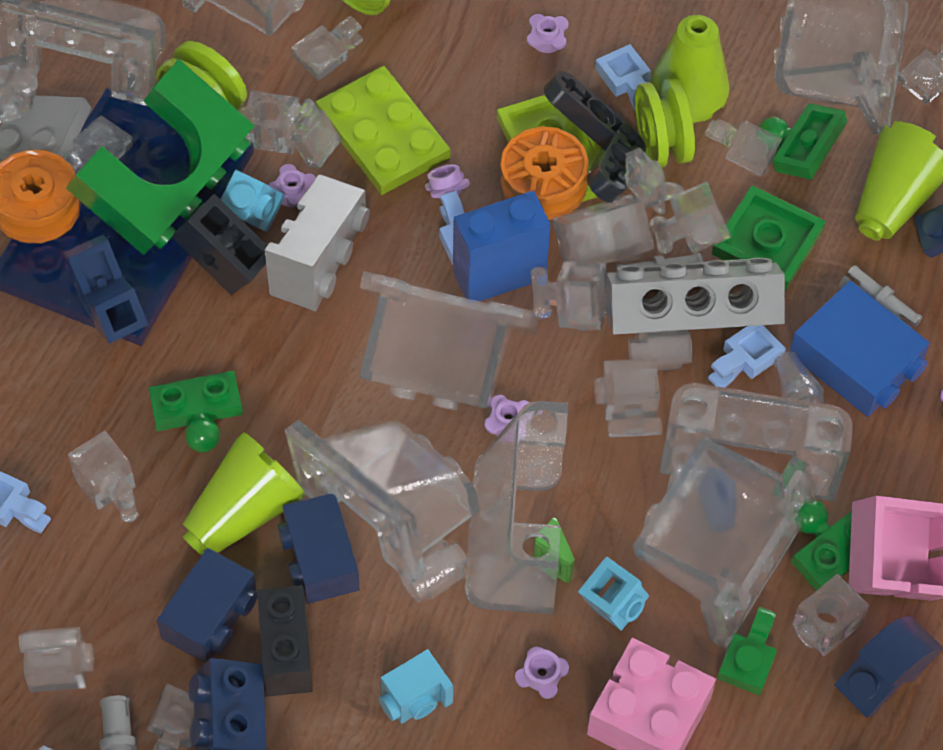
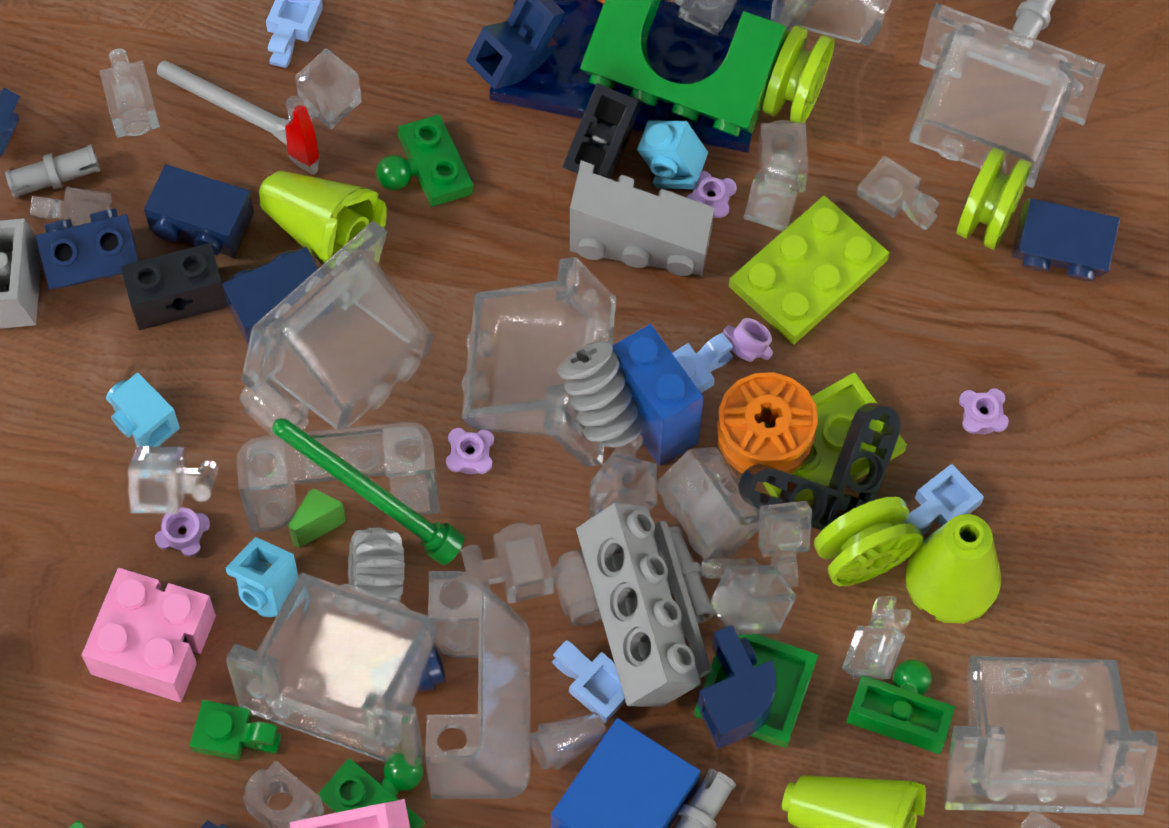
camera: 80 degrees right, 5 degrees up
(150, 505) = (295, 133): none -> light grey piece
(496, 672) = (161, 480): none -> clear brick
(503, 276) = (601, 395): none -> light grey piece
(594, 452) = (440, 540): none -> green piece
(619, 499) = (377, 563): none -> light grey gear
(789, 232) = (744, 699): none -> dark blue brick

